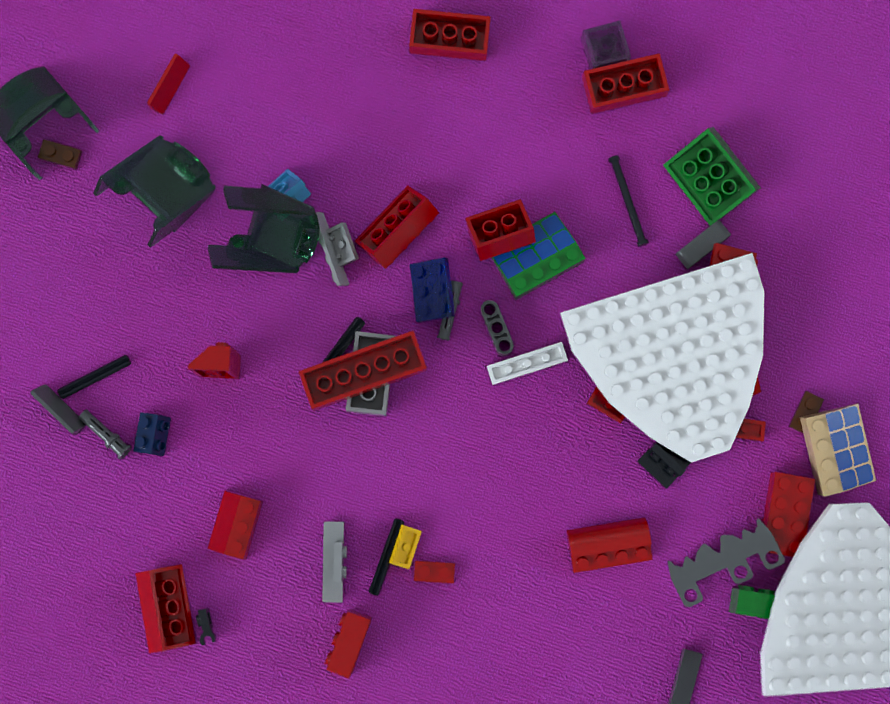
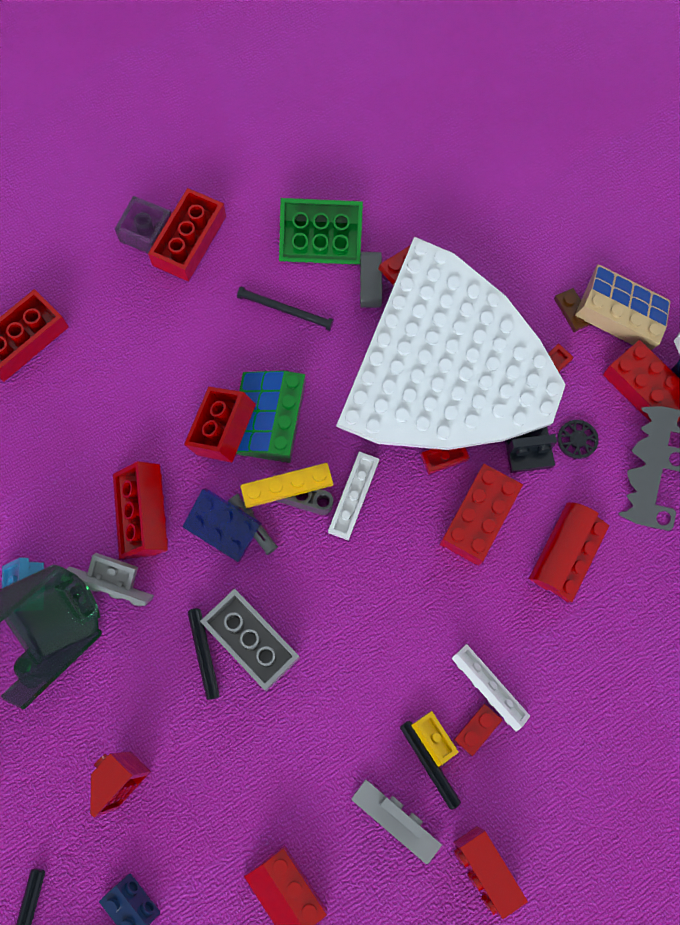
camera: 55 degrees left, 10 degrees down
(362, 370) = (241, 643): red brick -> none
(469, 559) = (491, 688): none -> white plate
(494, 312) = (286, 485): none -> yellow plate
(585, 462) = (481, 514): none -> red brick
(702, 490) = (577, 439): none -> black wheel

